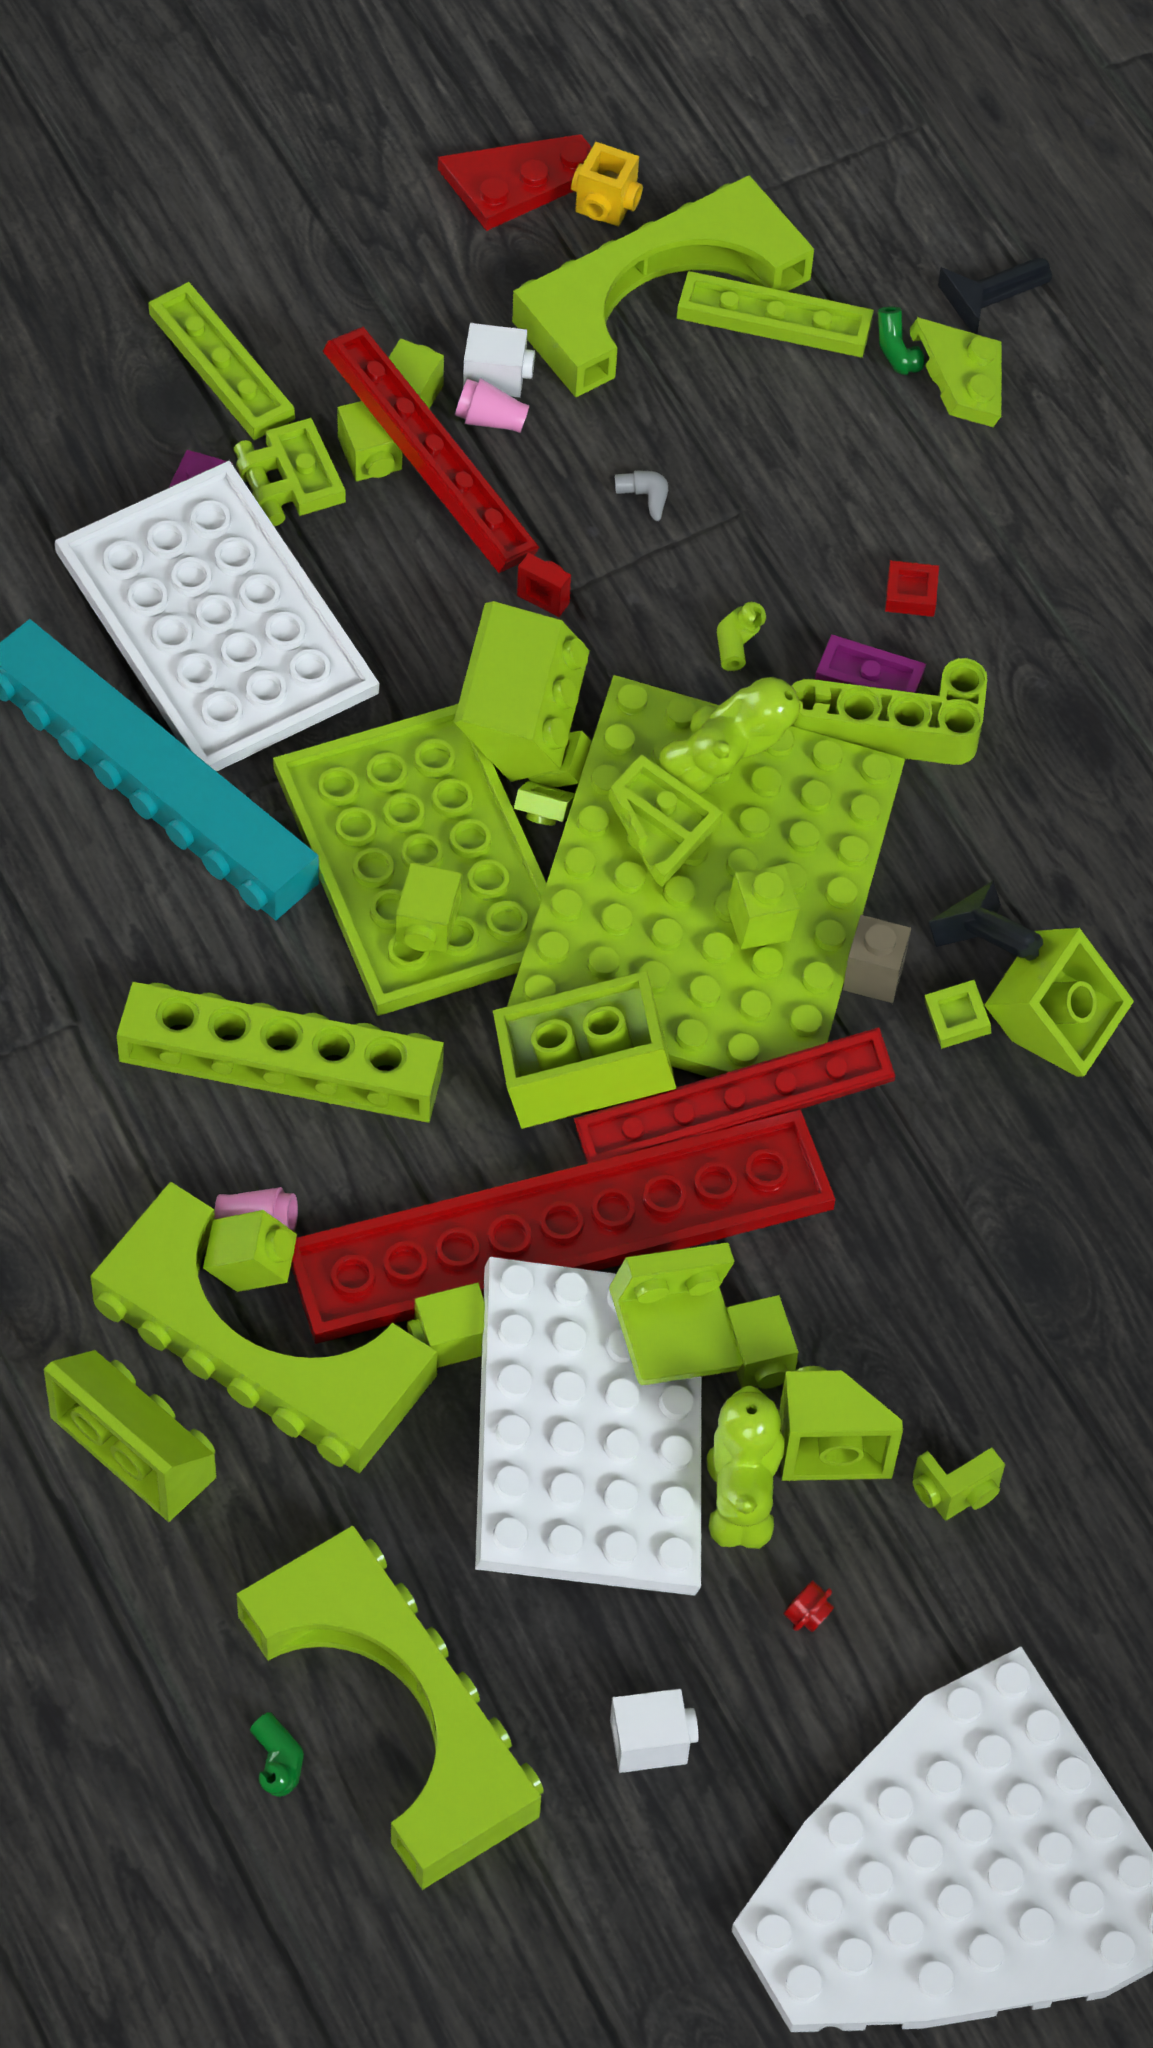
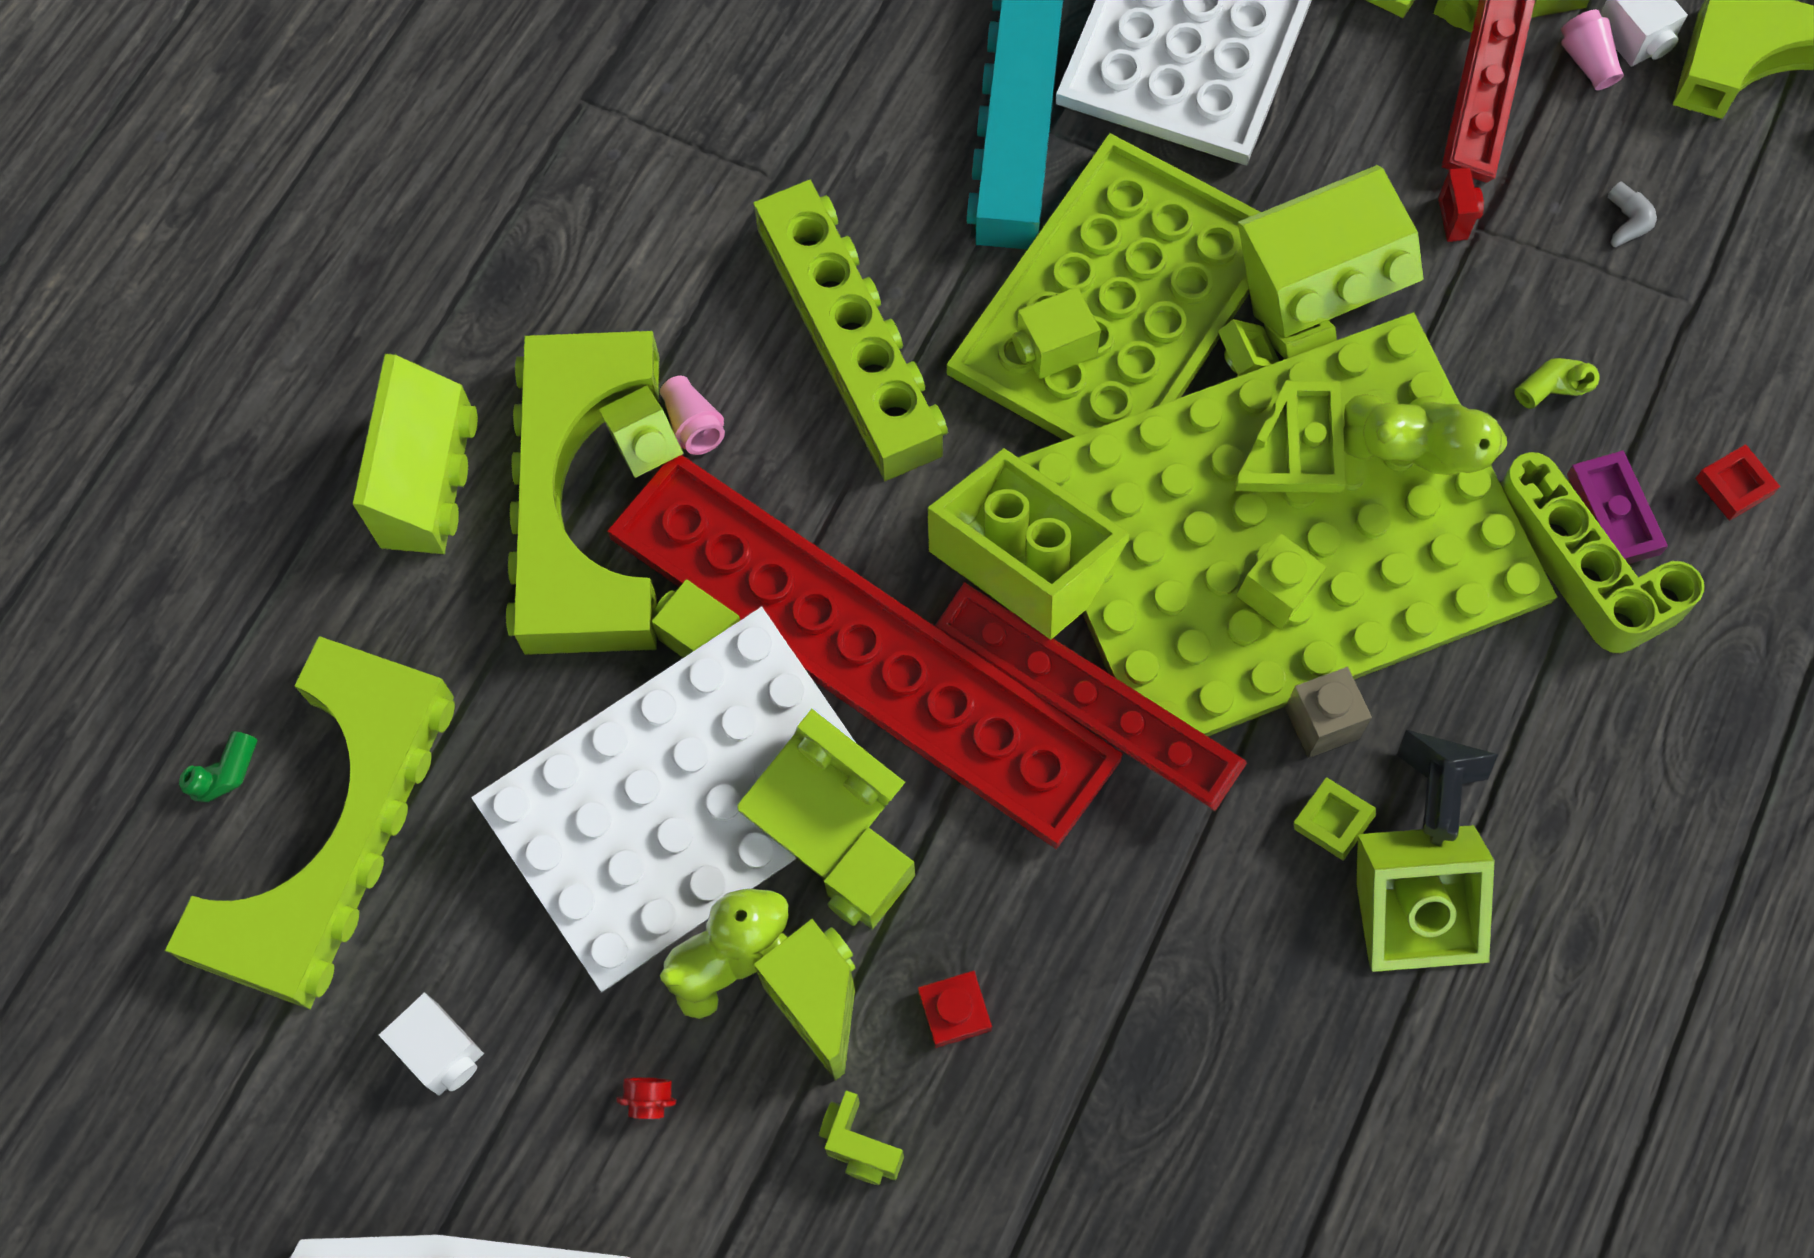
camera: 60 degrees right, 10 degrees up
(902, 1359) = (955, 1009): none -> red plate

